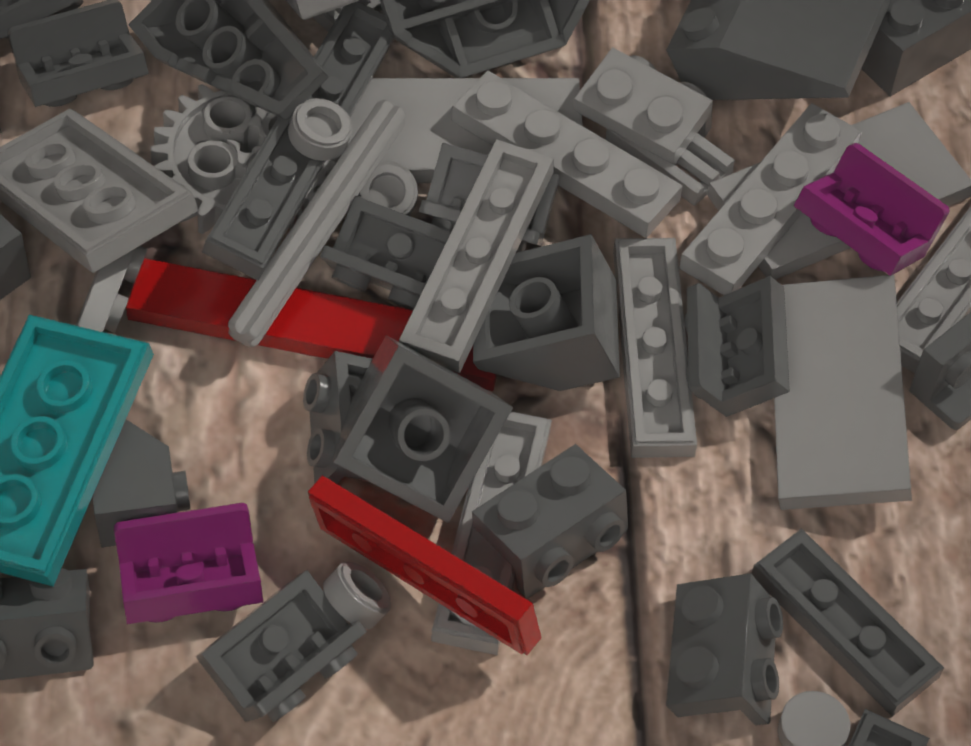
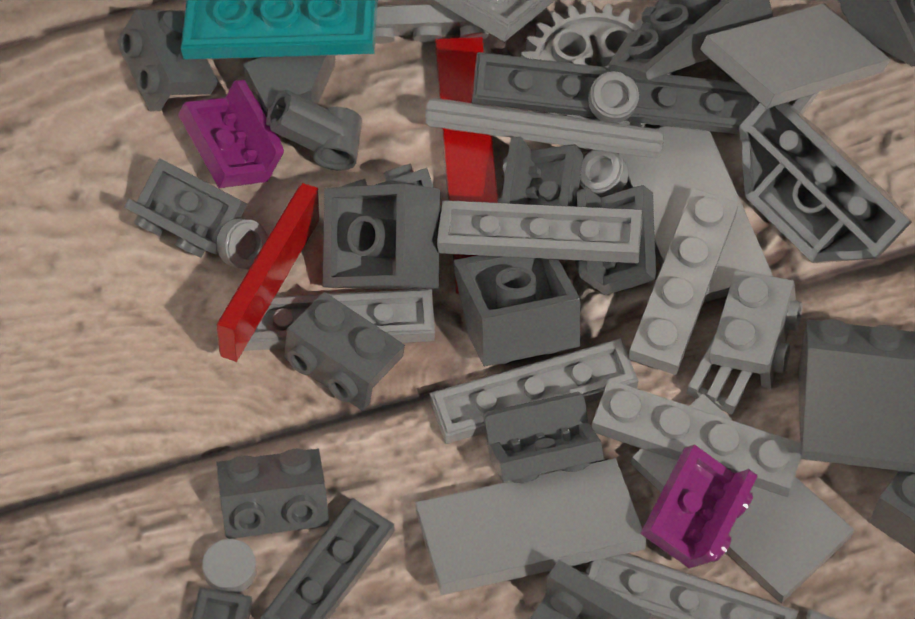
camera: 75 degrees right, 5 degrees up
(221, 460) = (328, 132): none -> dark grey piece

